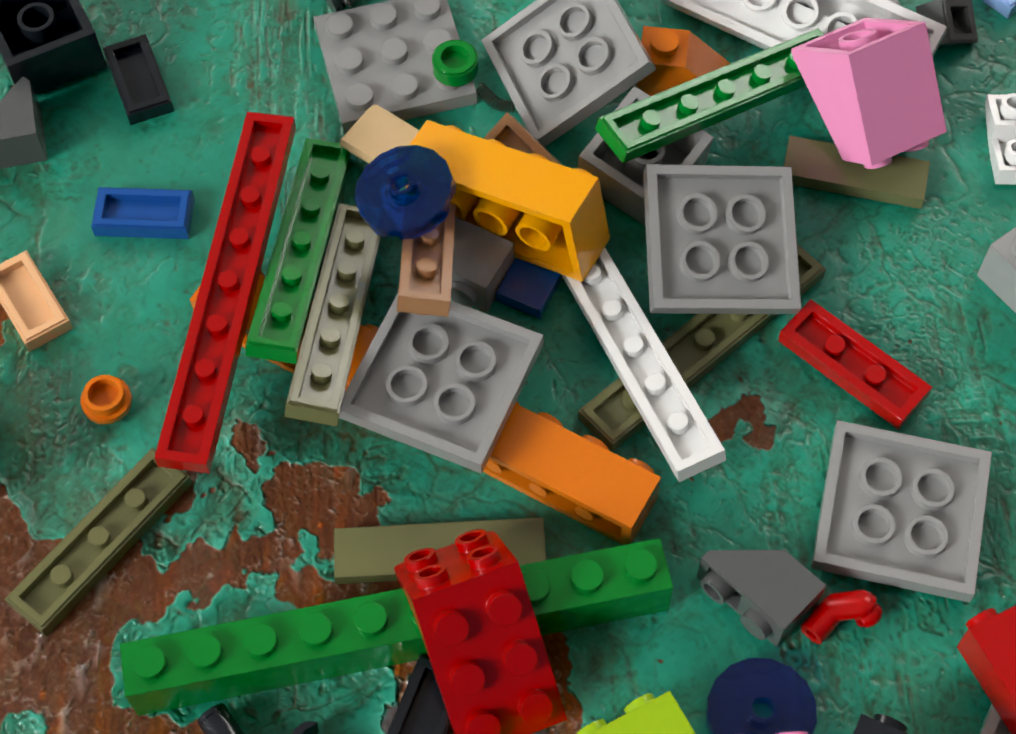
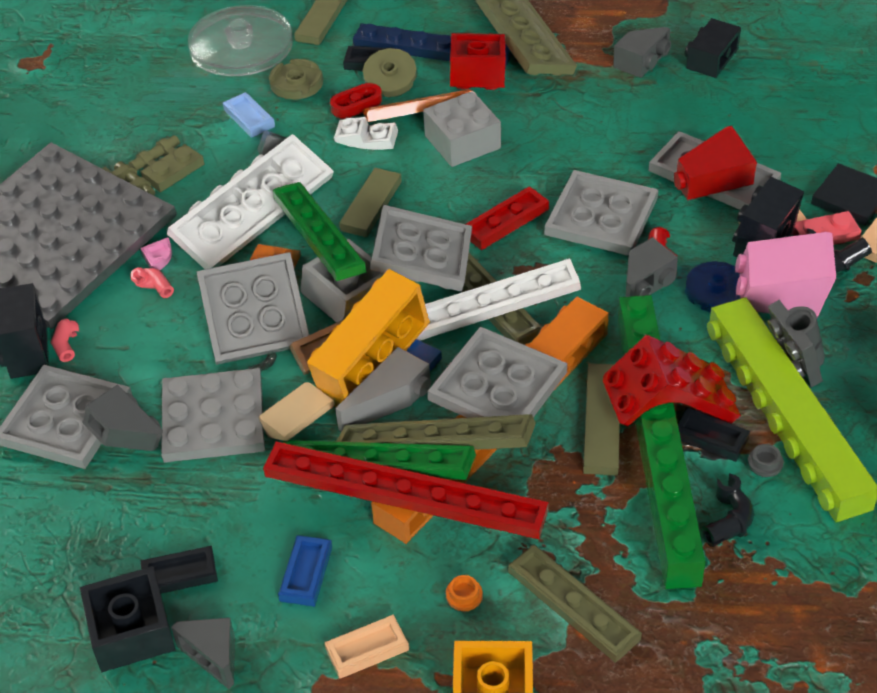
camera: 80 degrees left, 15 degrees down
(418, 206) = (369, 385): clear blue plate -> none
(427, 271) = (413, 373): medium nougat plate -> none
(455, 63) = (238, 369): green tile -> none
(874, 88) = (329, 166): bright pink slope -> none

